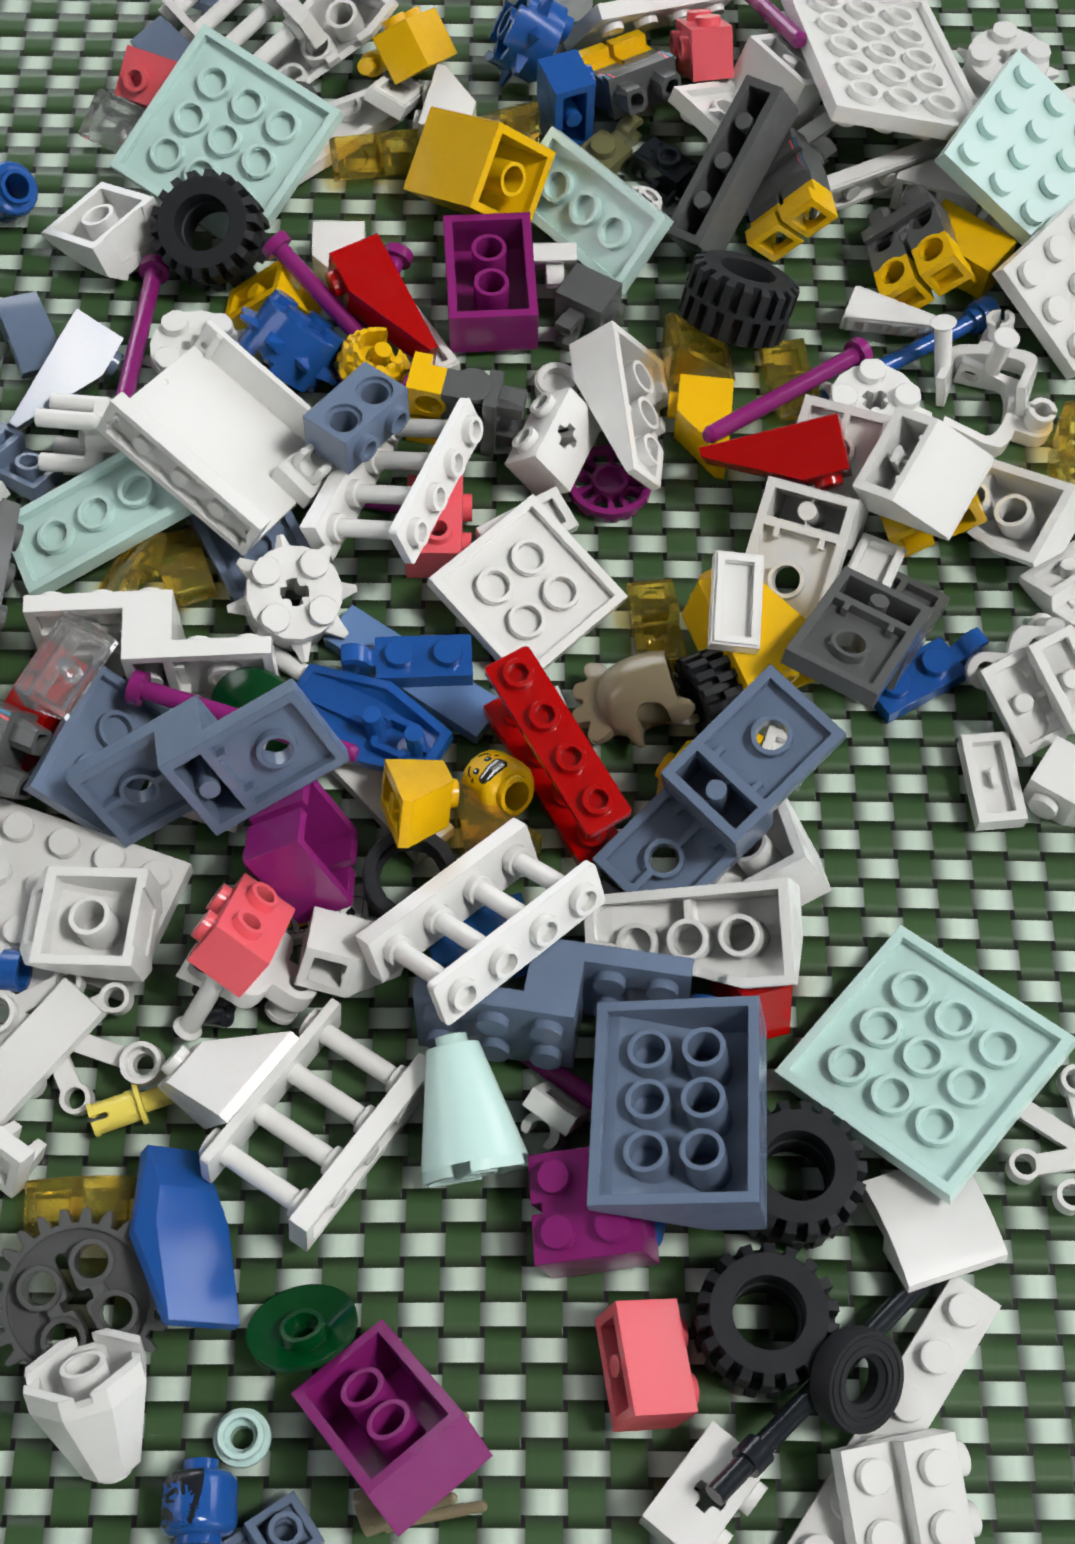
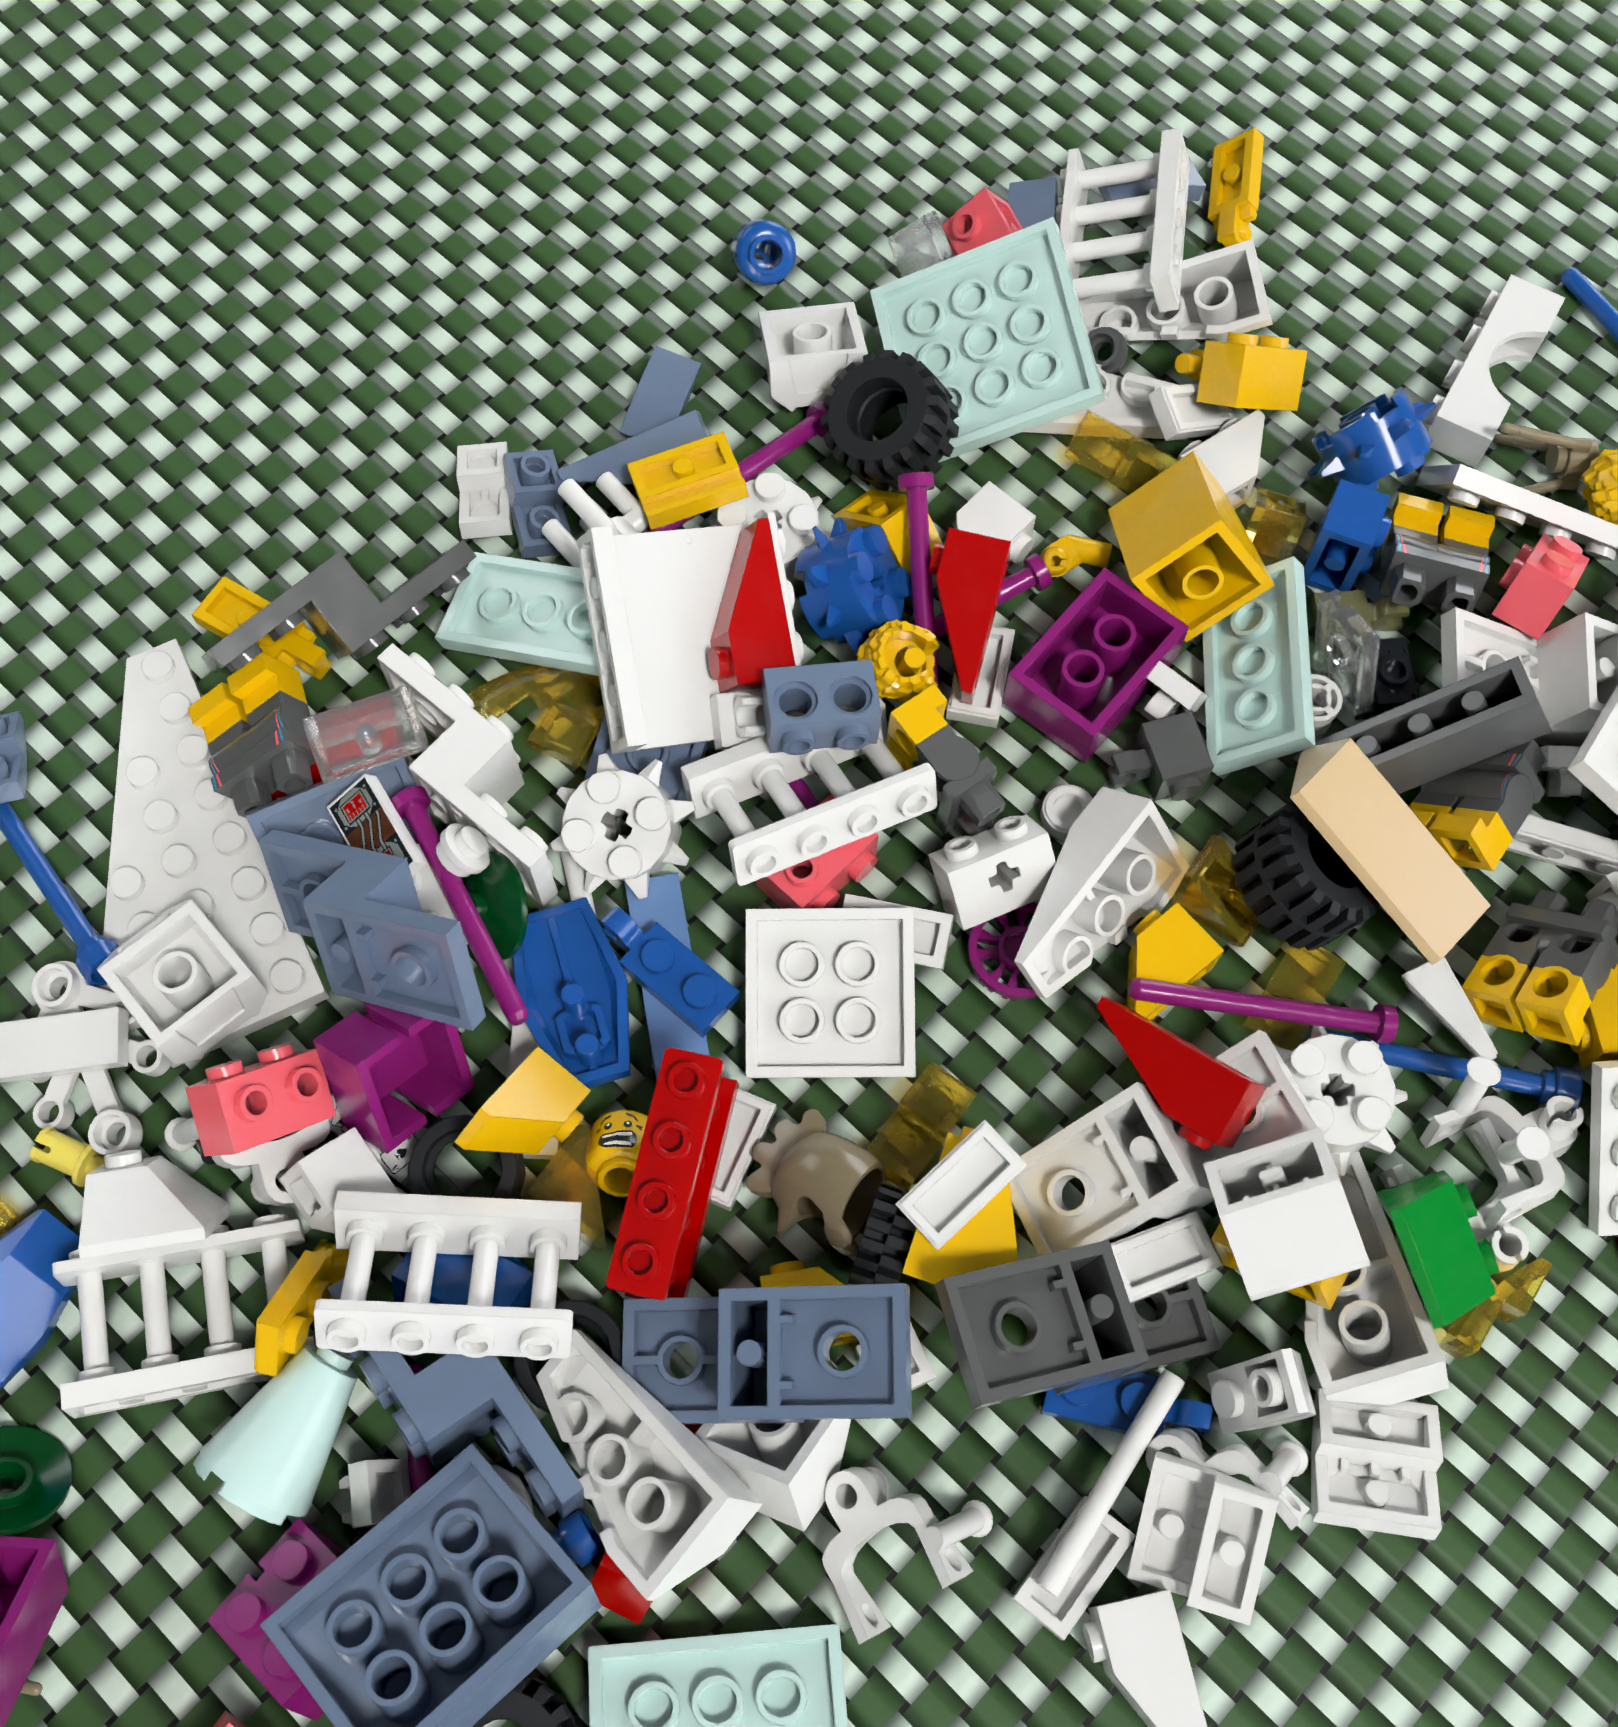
camera: 45 degrees right, 5 degrees up
(116, 355) = (687, 480): none -> yellow plate
(118, 713) = (372, 822): none -> tile
(209, 683) = (463, 850): none -> white plate
(253, 400) = (752, 616): none -> red slope
(394, 1040) = (287, 1317): none -> yellow hinge
(406, 229) = (1072, 551): none -> yellow arm
(634, 156) = (1346, 651): none -> clear plate
(770, 237) = (1386, 846): none -> tan slope
(860, 845) = (861, 1510): none -> white piece
(968, 713) = (1110, 1483): none -> white bar
(1000, 589) = (1261, 1392): none -> white slope
(1011, 432) = (1439, 1245): none -> green slope

